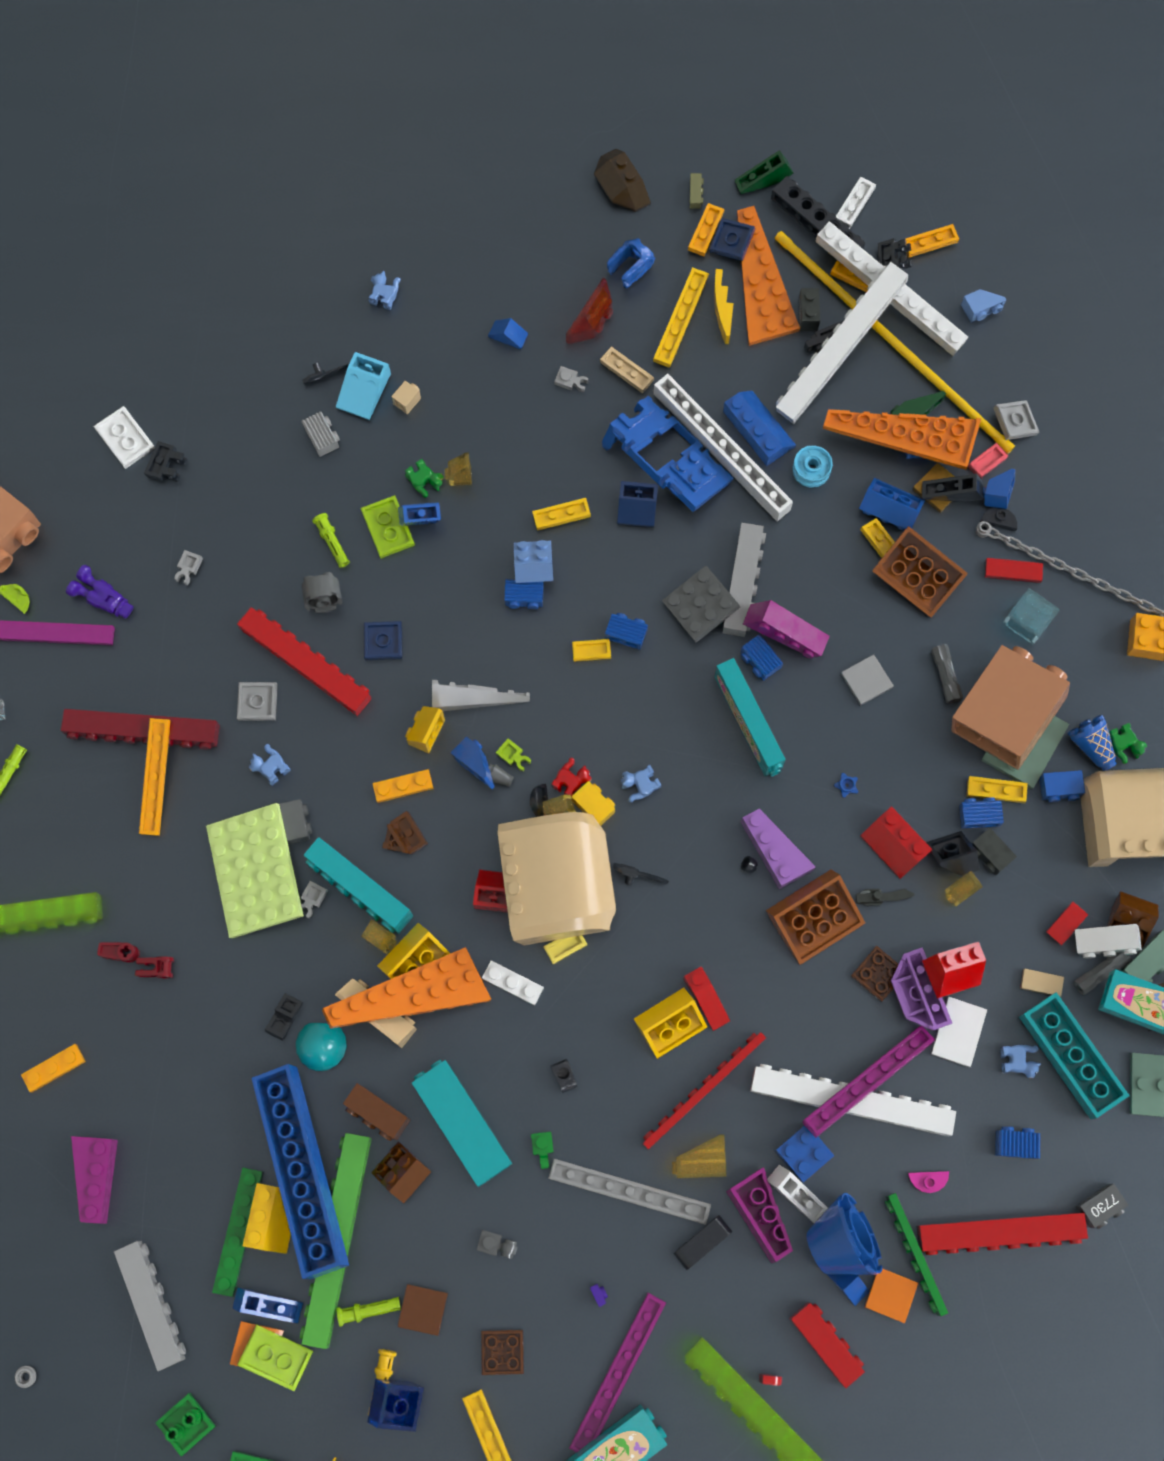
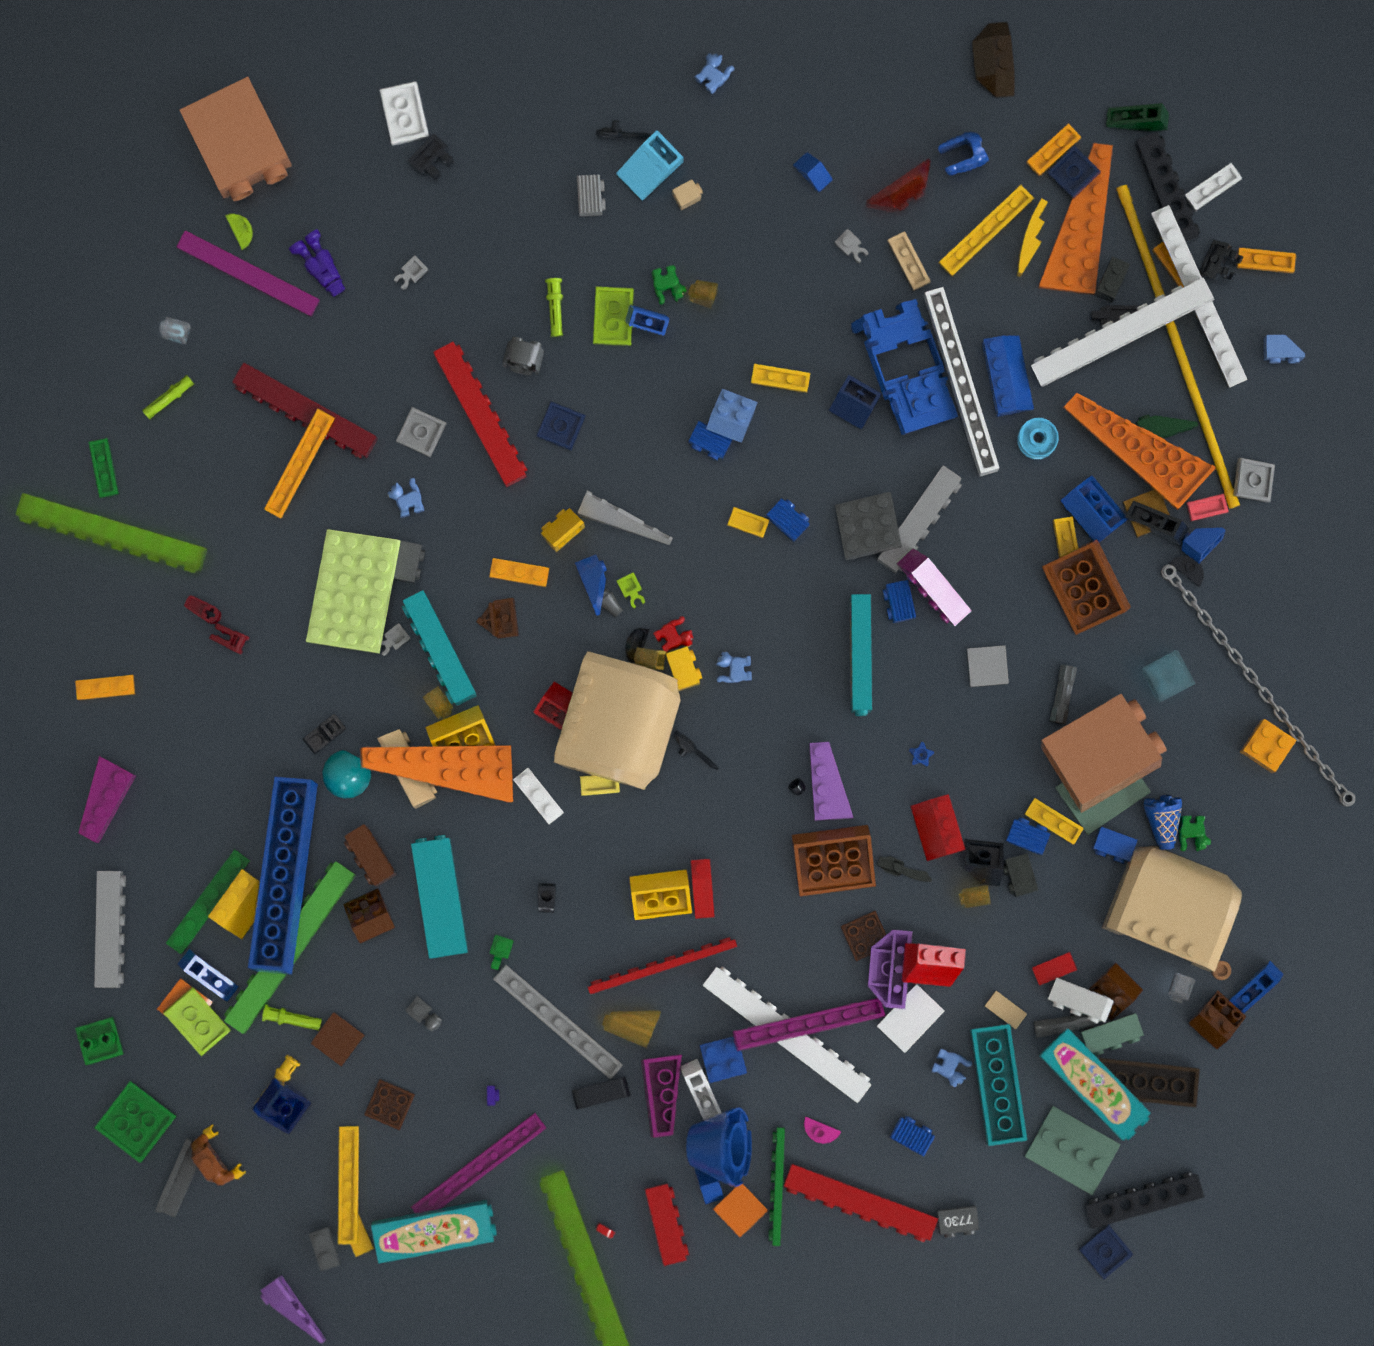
camera: 20 degrees right, 10 degrees up
(695, 190) = (1064, 103): olive piece -> none
(1013, 570) = (1176, 624): red tile -> none

